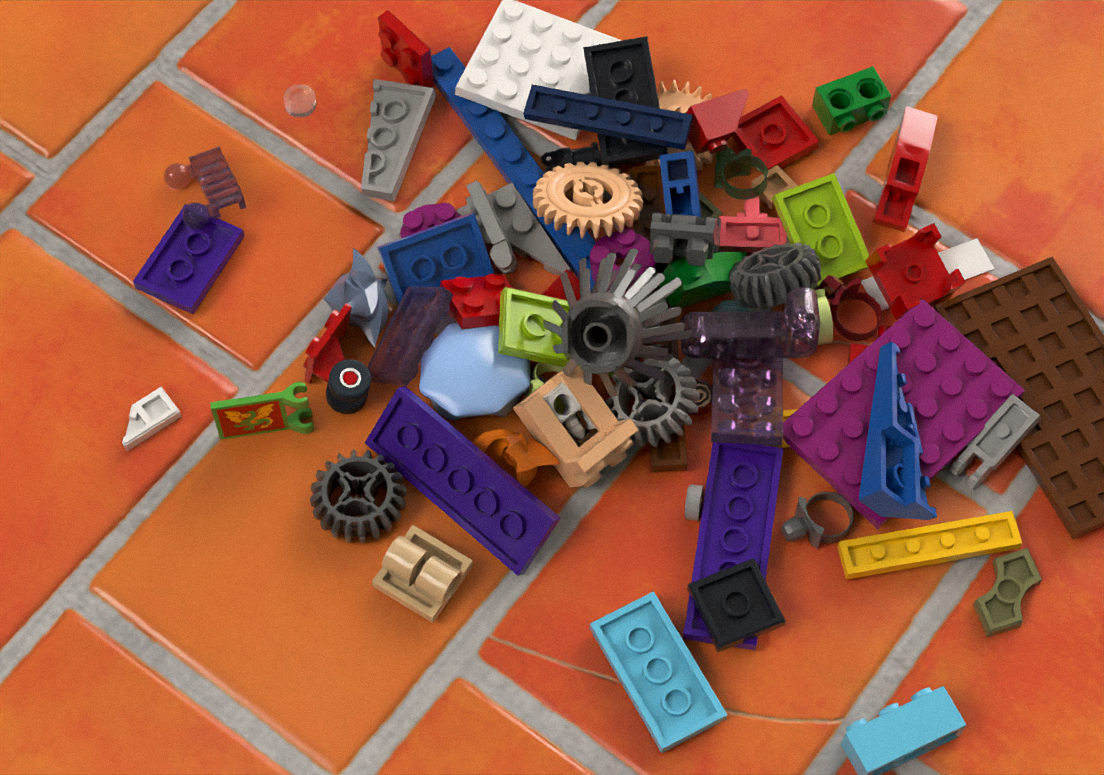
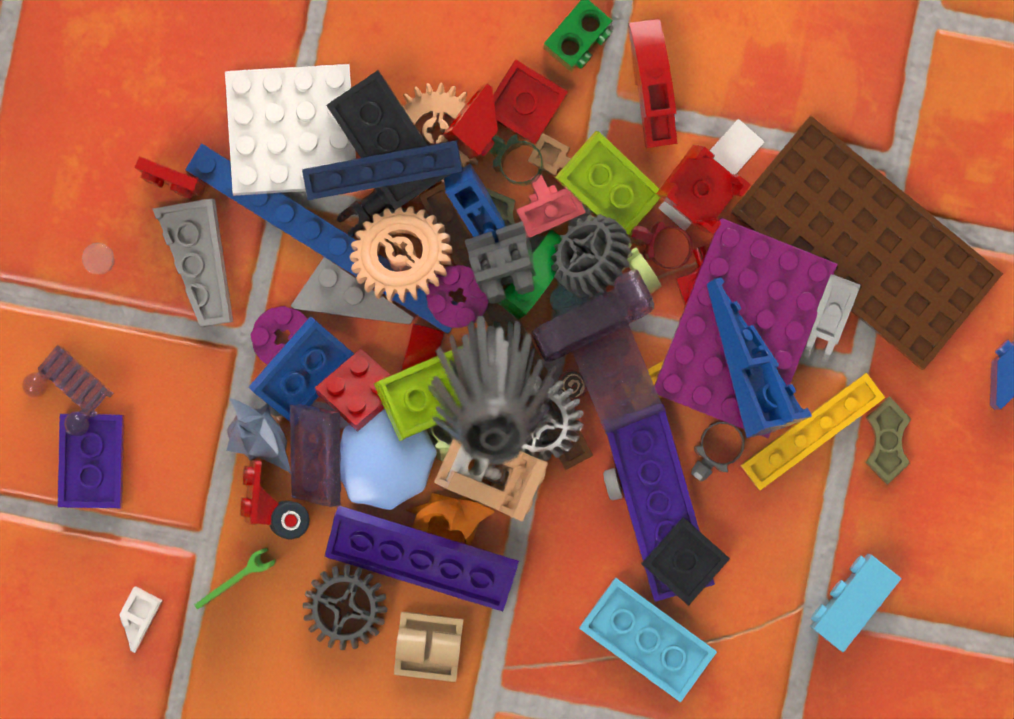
camera: 25 degrees left, 25 degrees up
(492, 229) = (332, 316): light grey hinge -> none

